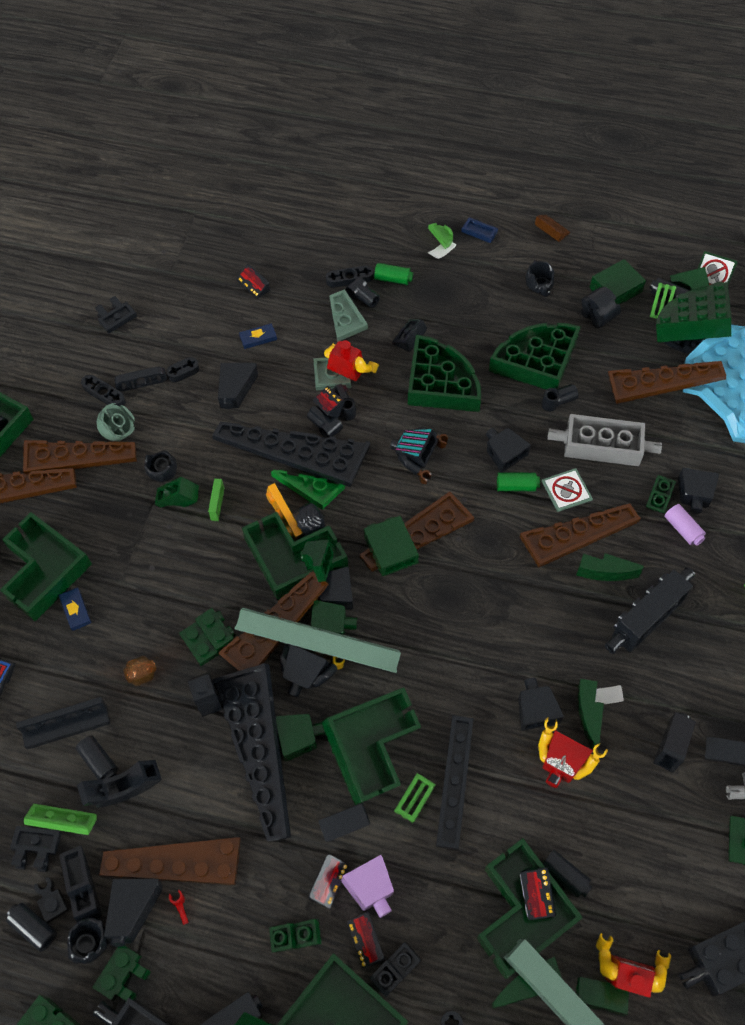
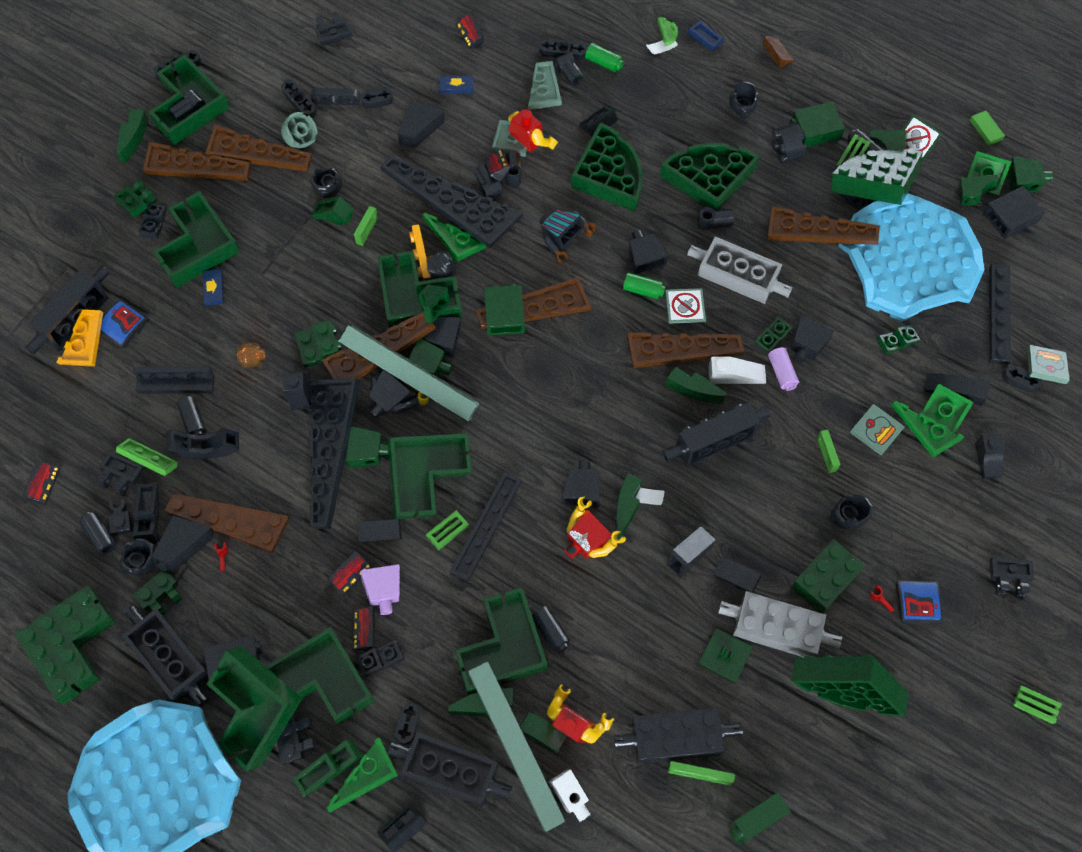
camera: 15 degrees right, 5 degrees up
(295, 936) = (307, 607): dark green slope -> none
(537, 893) = (517, 634): slope -> none
(639, 541) = (735, 371): none -> white slope

